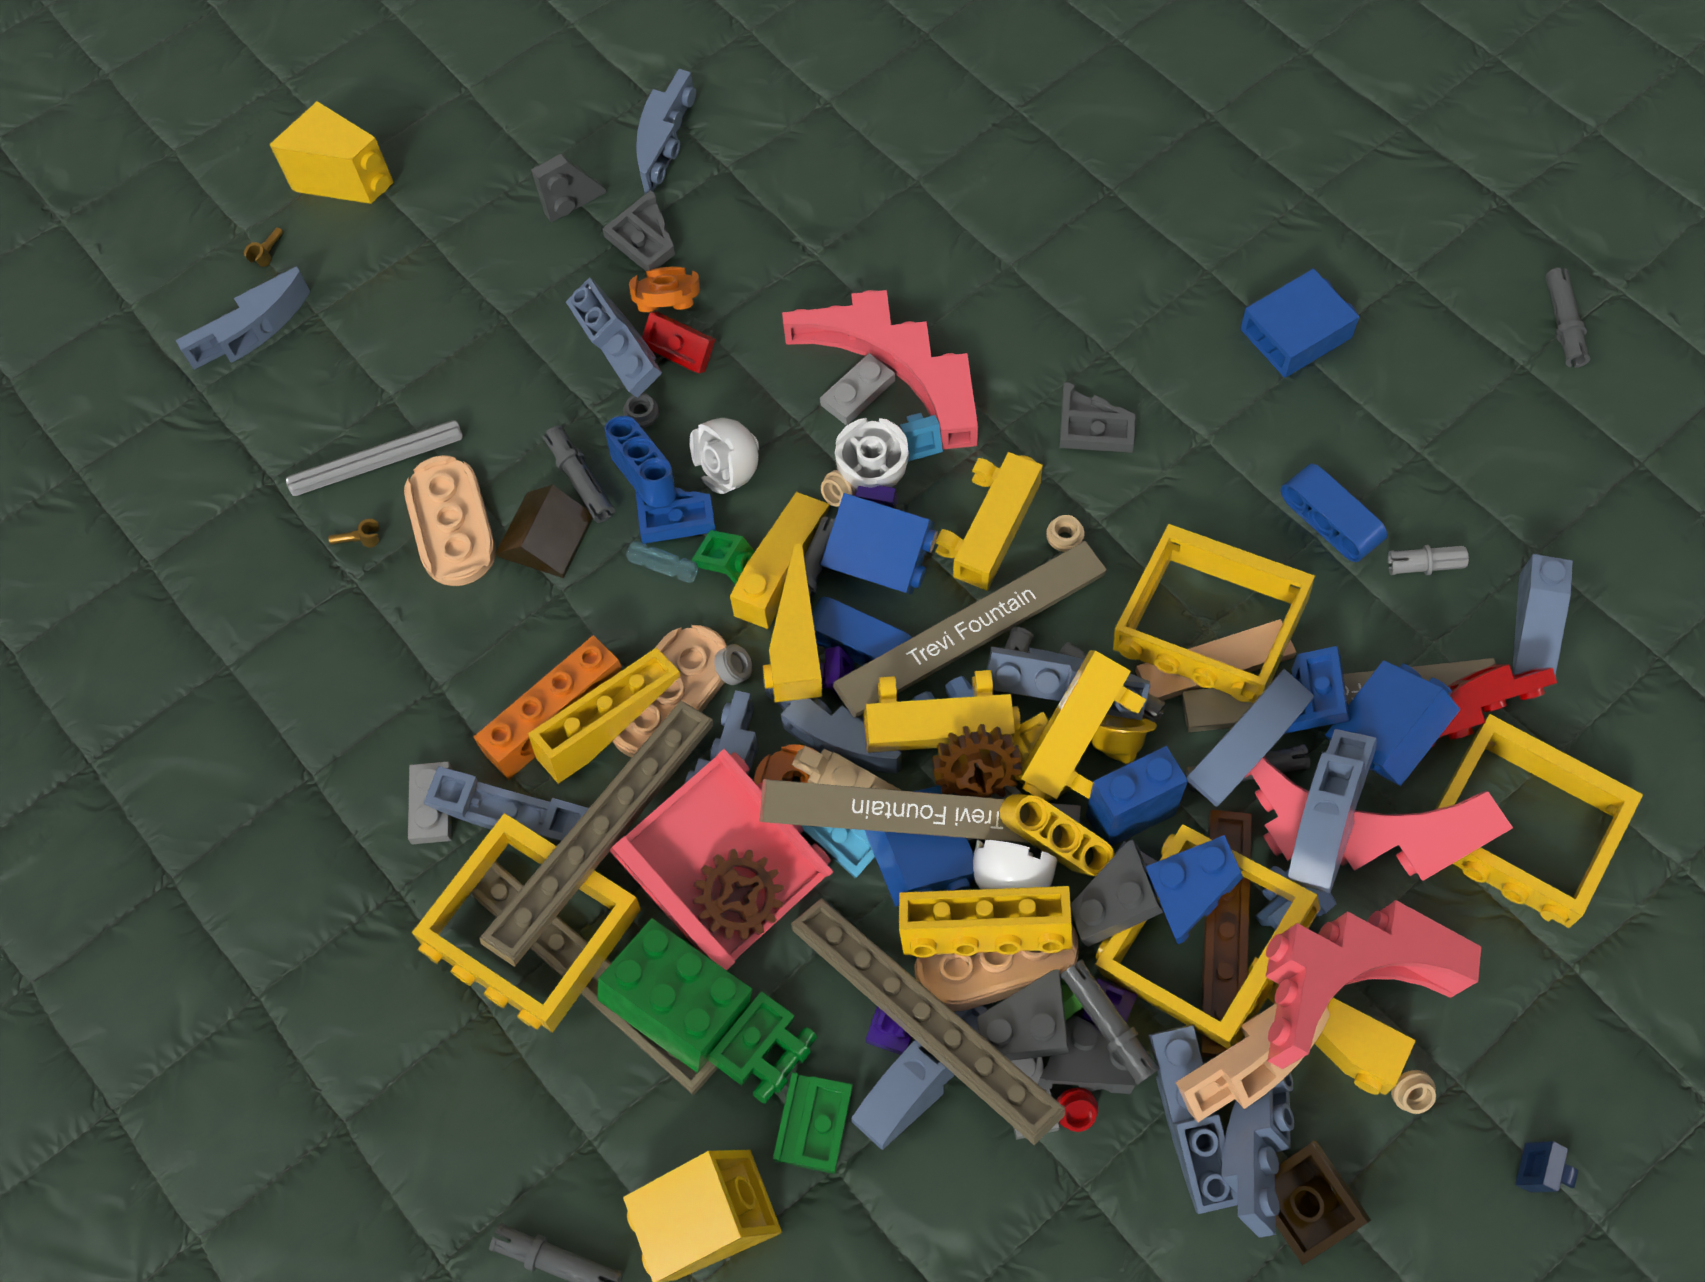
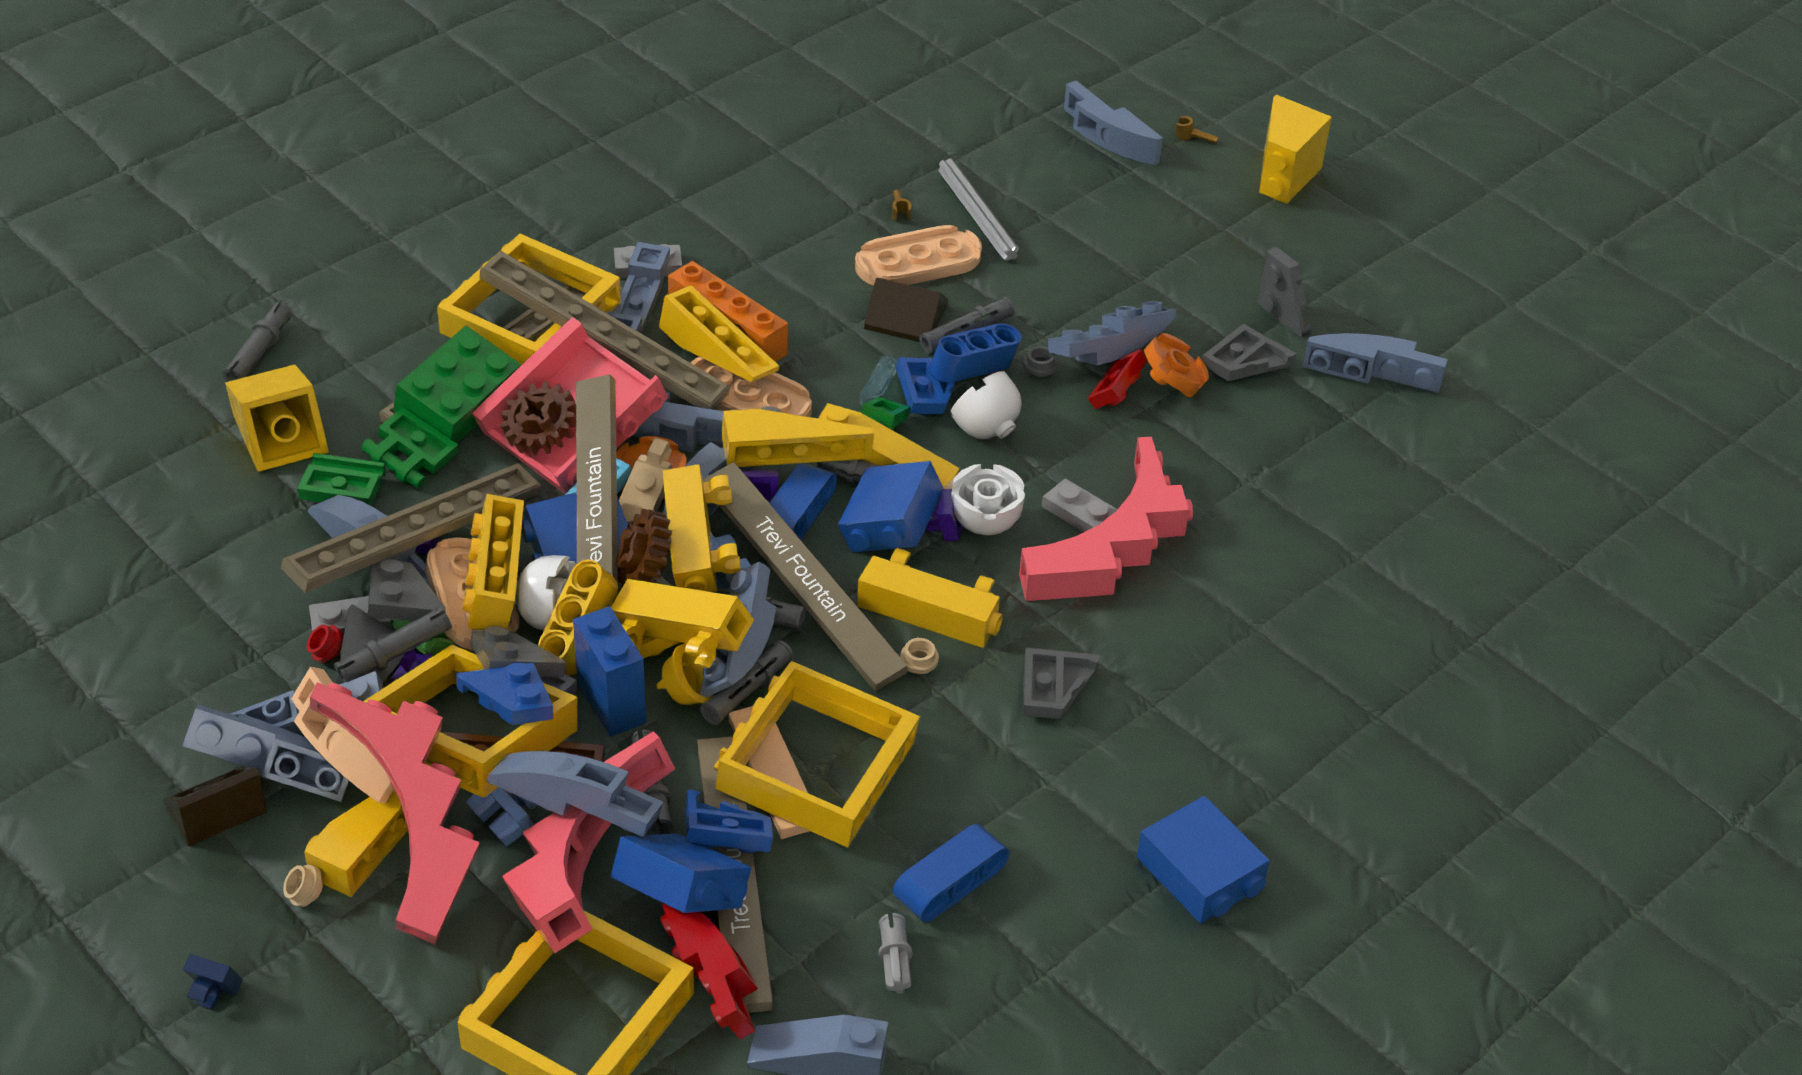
camera: 80 degrees right, 20 degrees down
(922, 436) = (1021, 537): dark azure tile -> none
(1250, 738) = (670, 746): sand blue slope -> none

